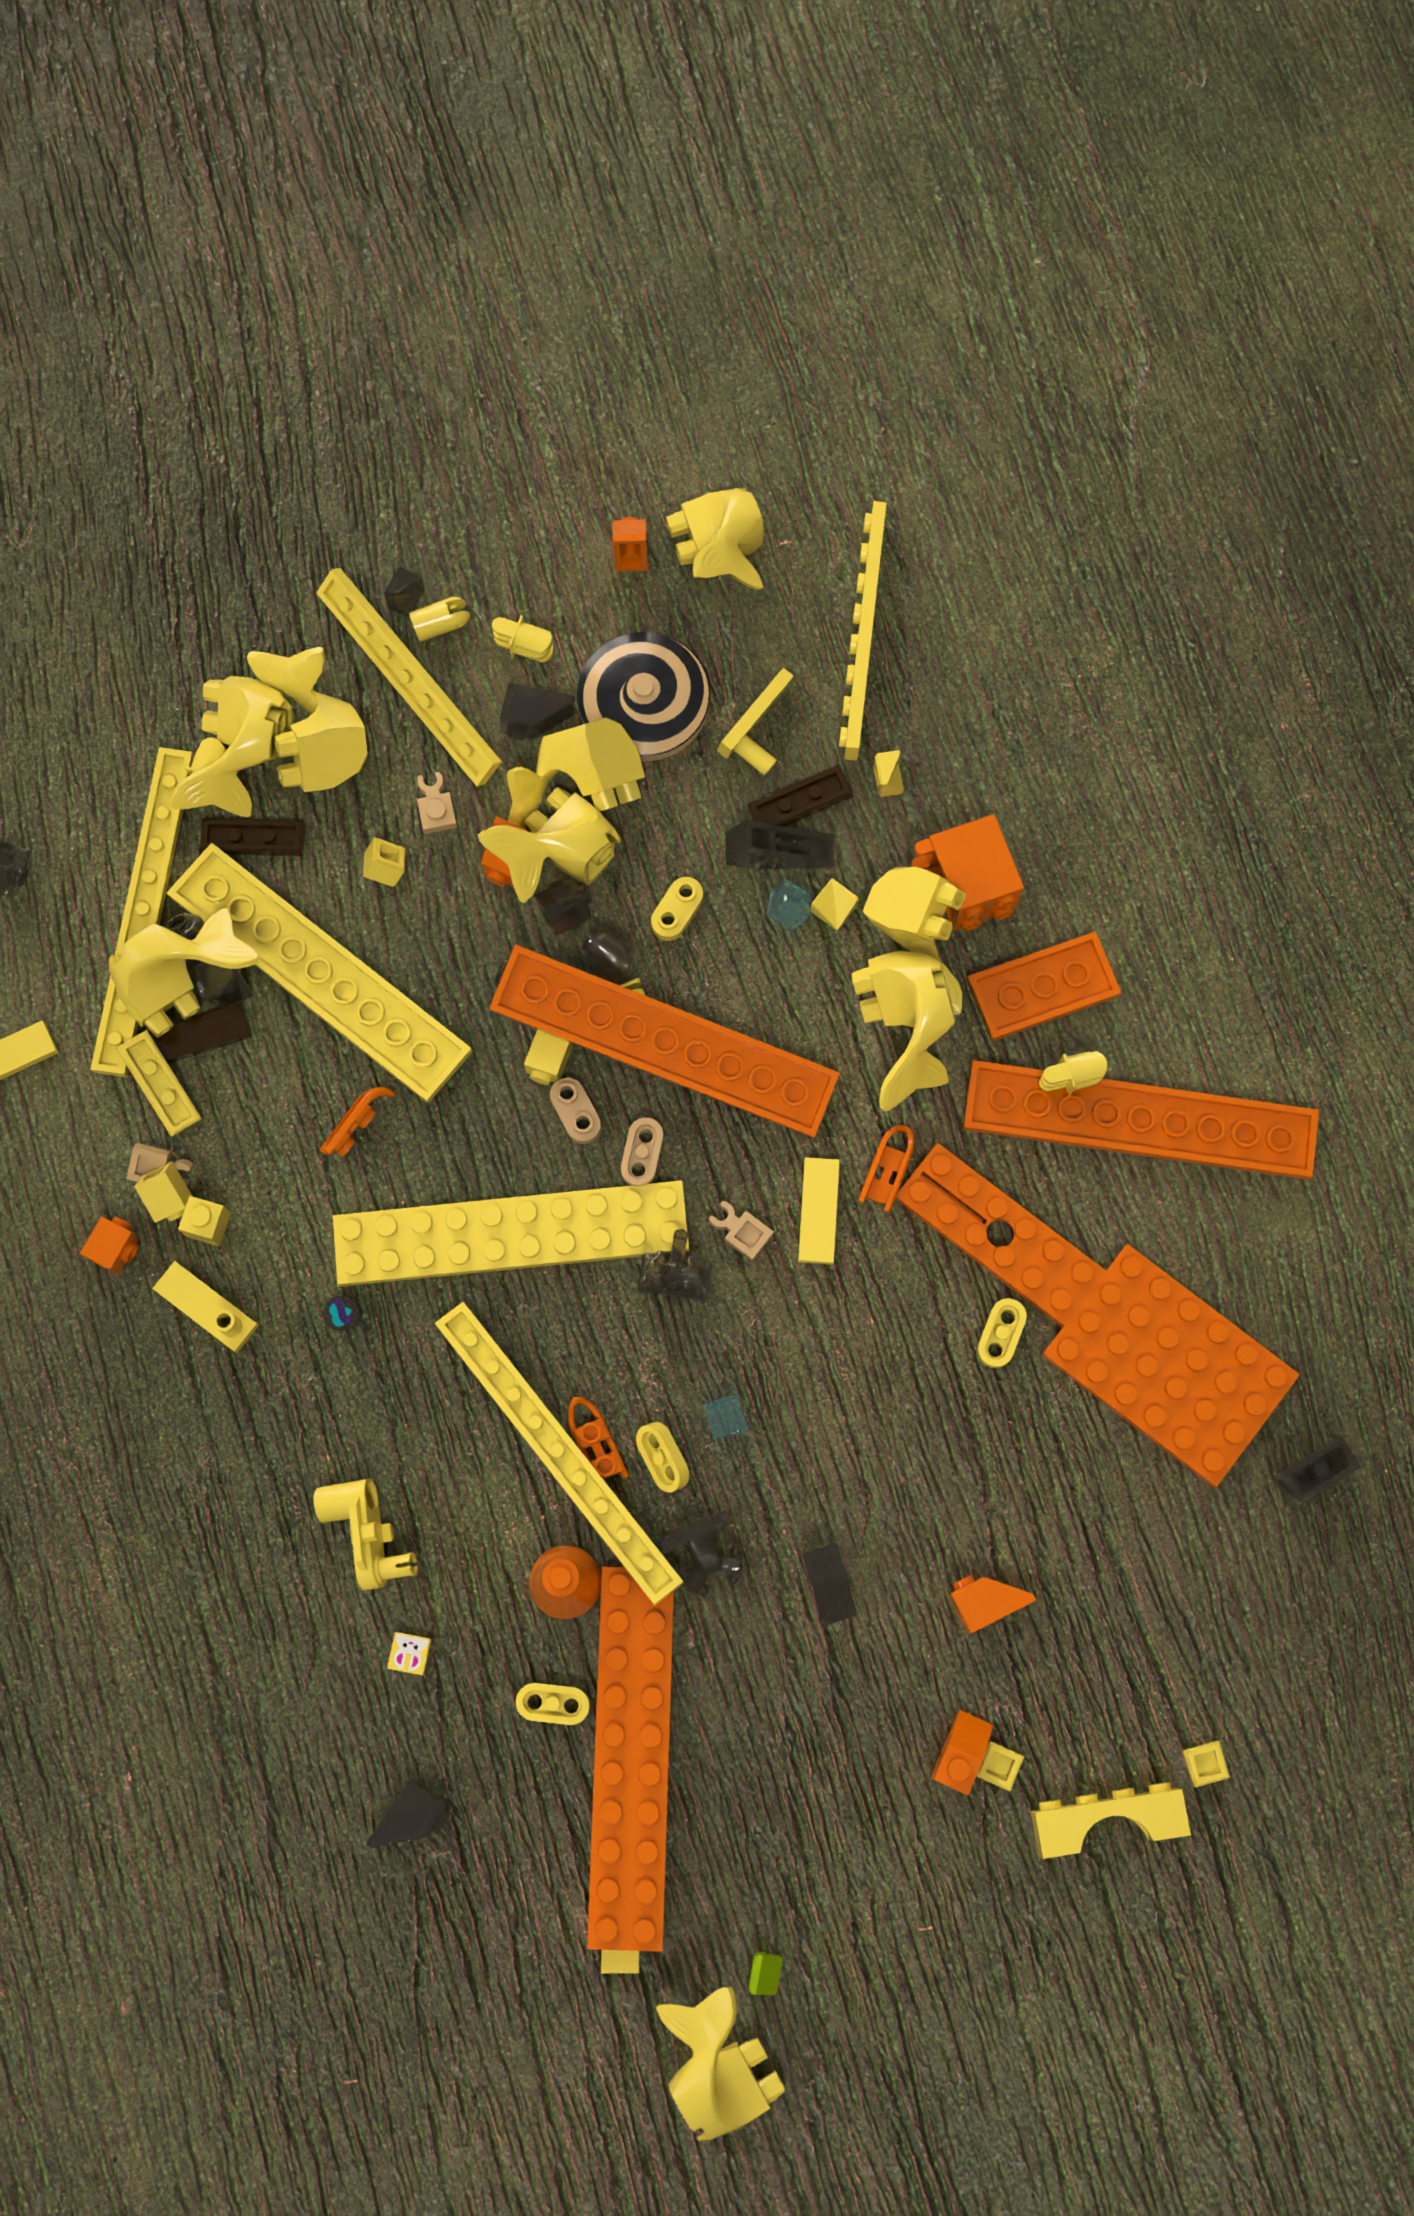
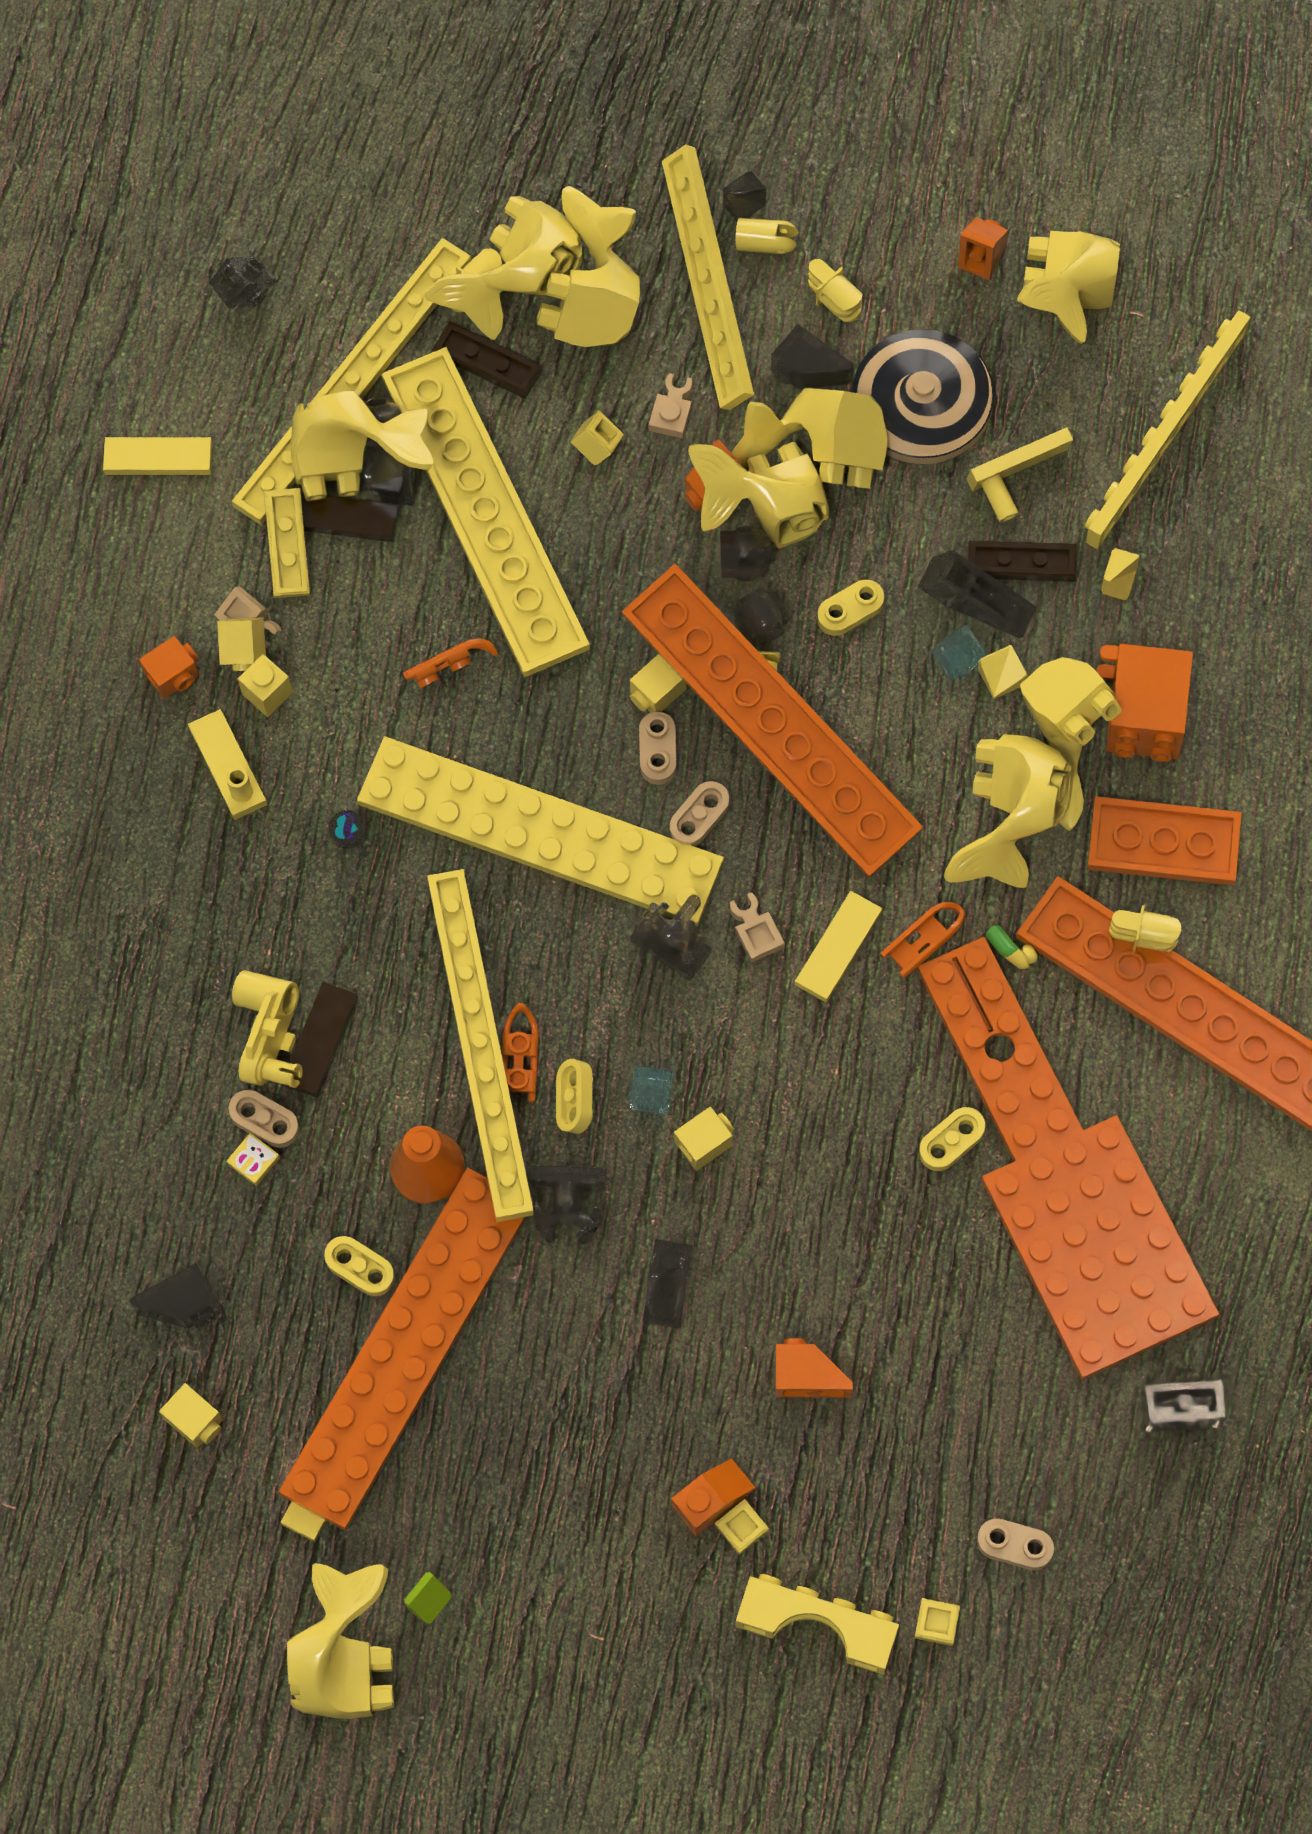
camera: 30 degrees right, 5 degrees down
(401, 1612) = (265, 1119): none -> tan plate
(413, 1512) = (322, 1036): none -> dark brown tile
(475, 1918) = (192, 1416): none -> light yellow brick
(793, 1437) = (704, 1137): none -> light yellow brick
(964, 1144) = (1009, 950): none -> arm
(1236, 1661) = (1014, 1547): none -> tan plate

